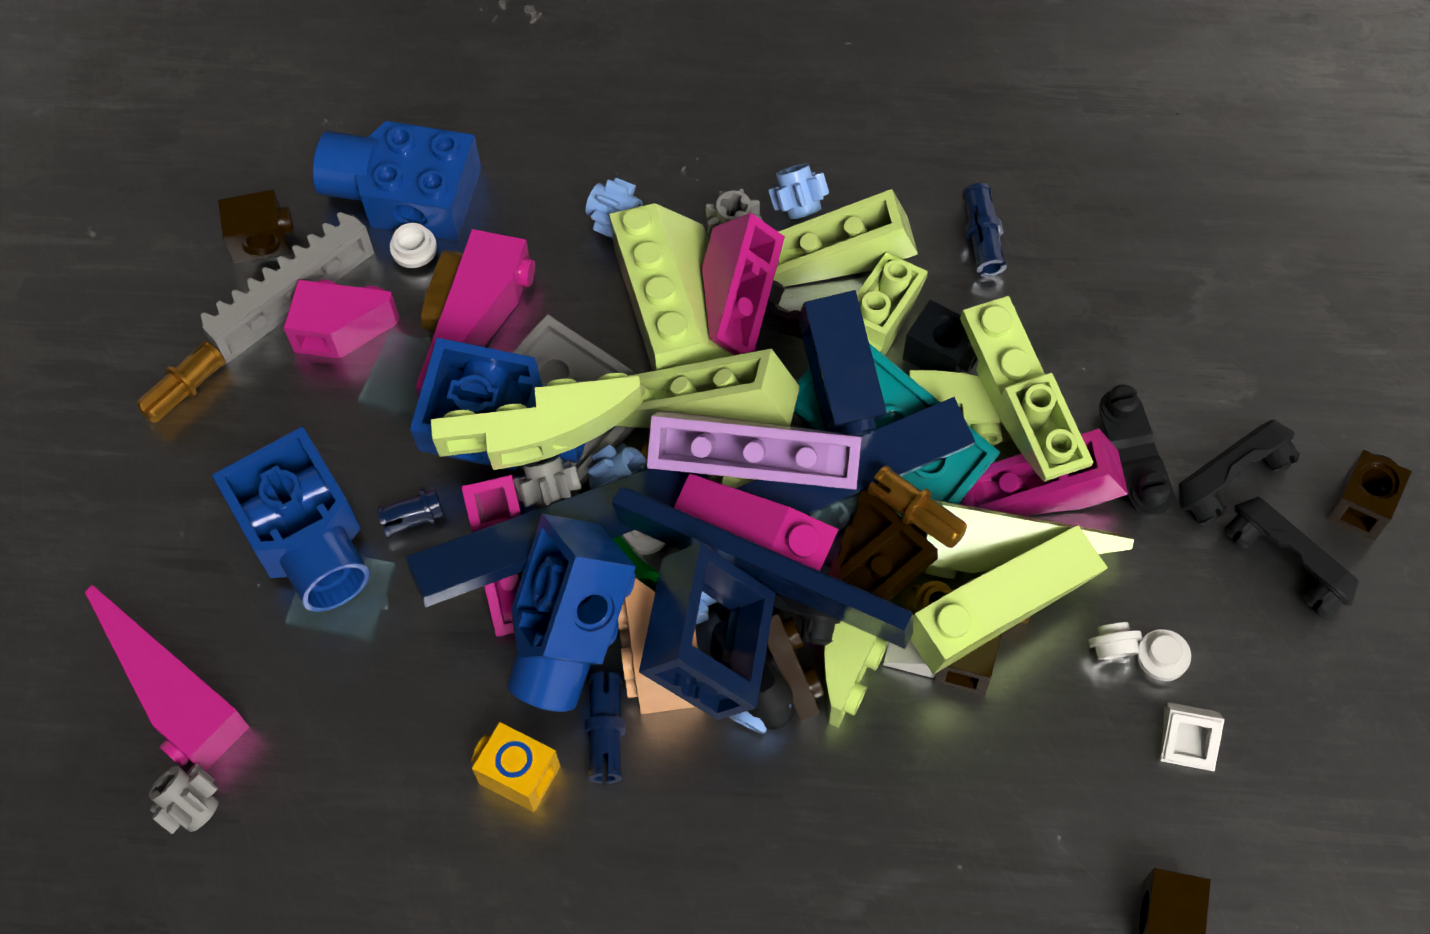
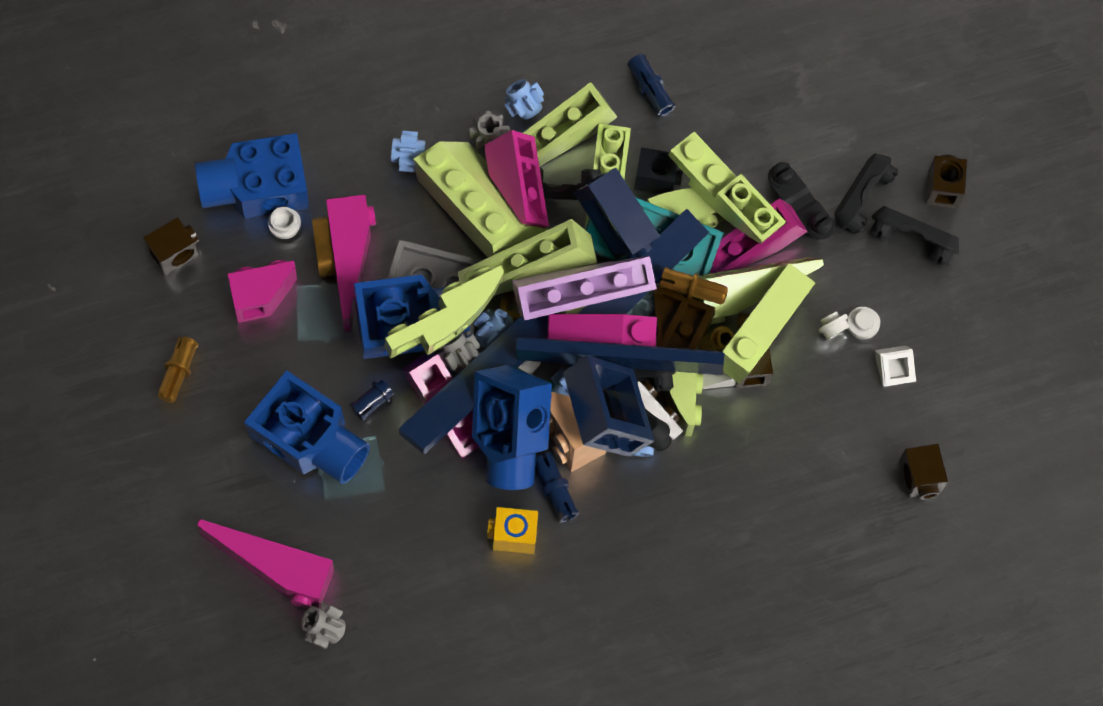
camera: 30 degrees left, 5 degrees up
(269, 301) = (216, 281): light grey gear -> none

